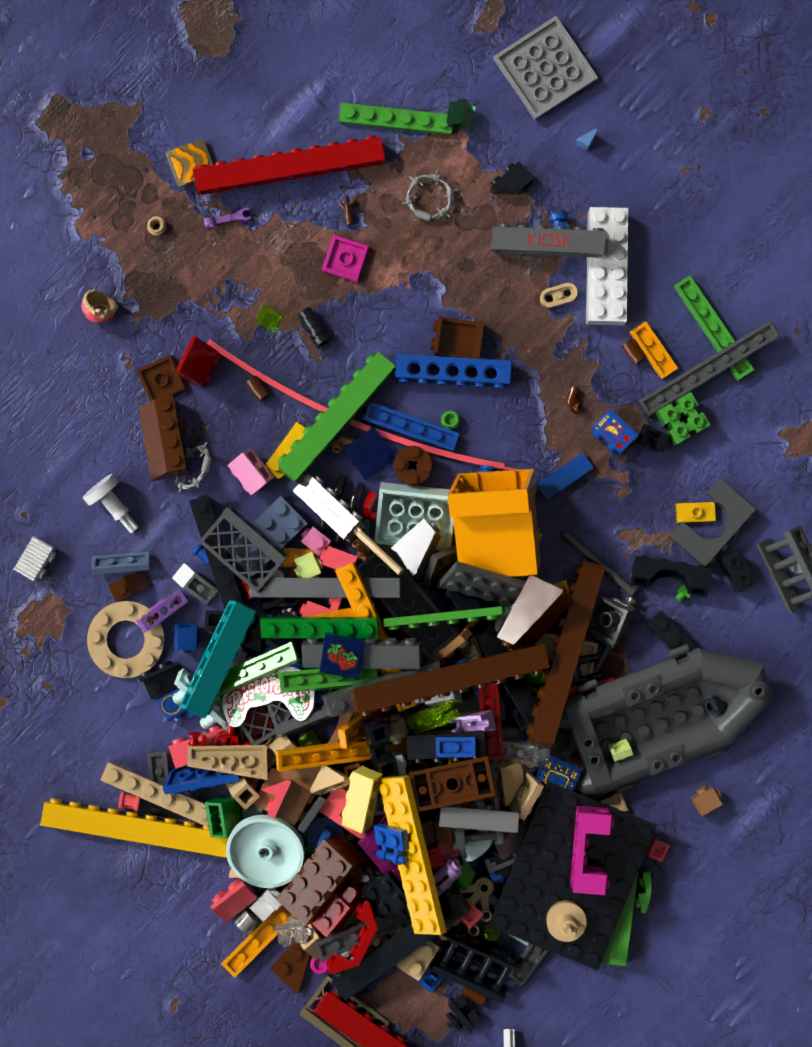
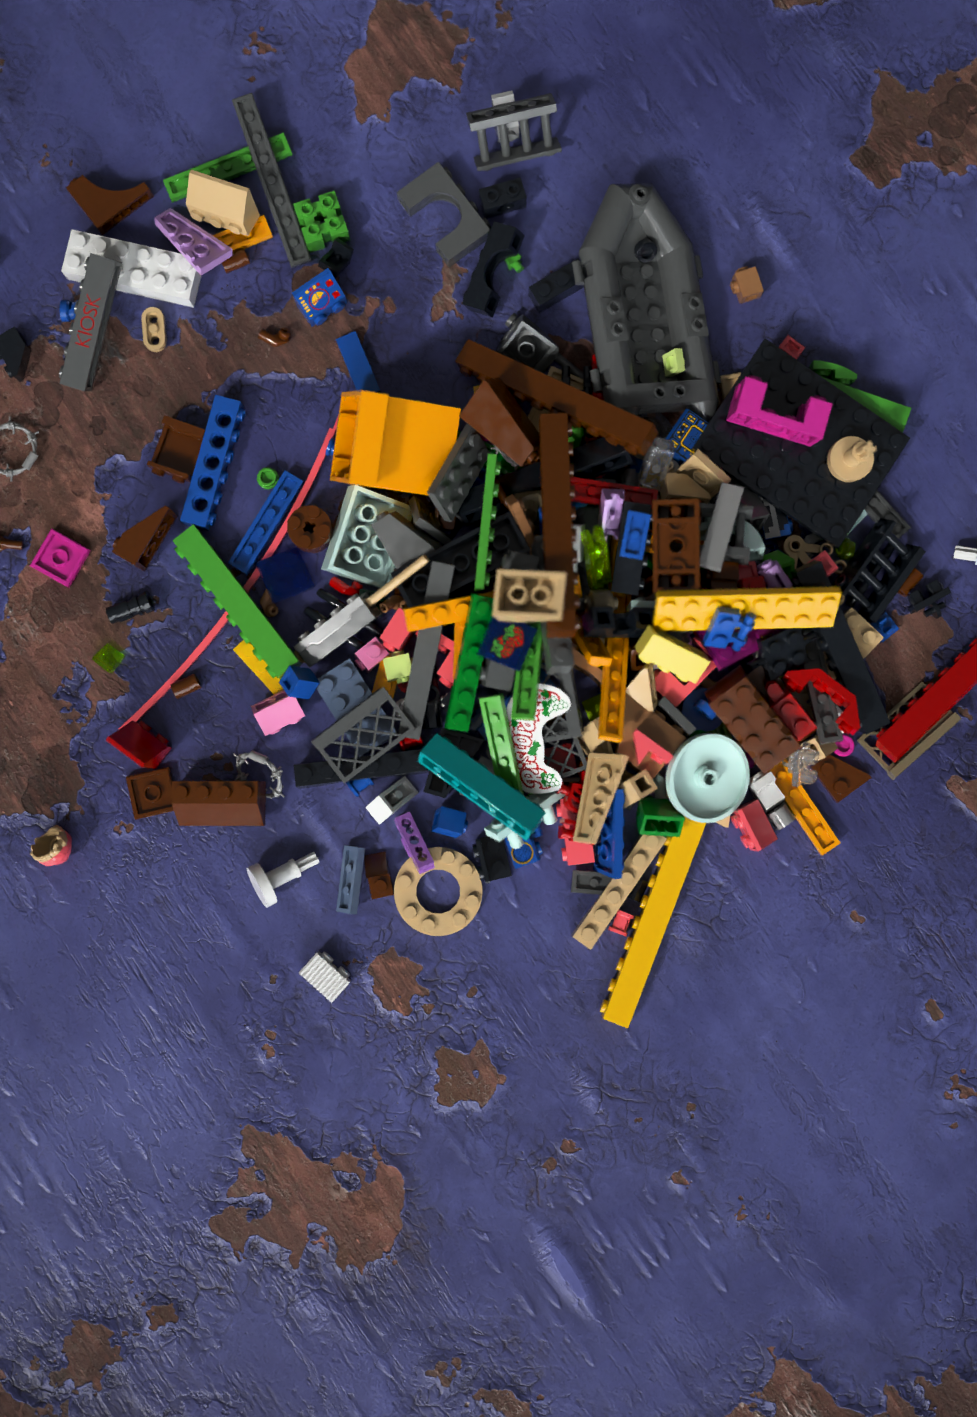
camera: 75 degrees left, 0 degrees up
(277, 485) = (299, 682): none -> blue panel
(370, 325) = (143, 539): none -> reddish brown slope
(380, 667) = (529, 596): none -> tan slope
(594, 559) = (446, 360): dark grey bar -> none
(639, 313) = (193, 242): none -> lavender wing
(655, 230) = (104, 206): none -> reddish brown arch
(677, 330) = (221, 203): none -> tan slope
(695, 512) = (428, 231): yellow plate -> none

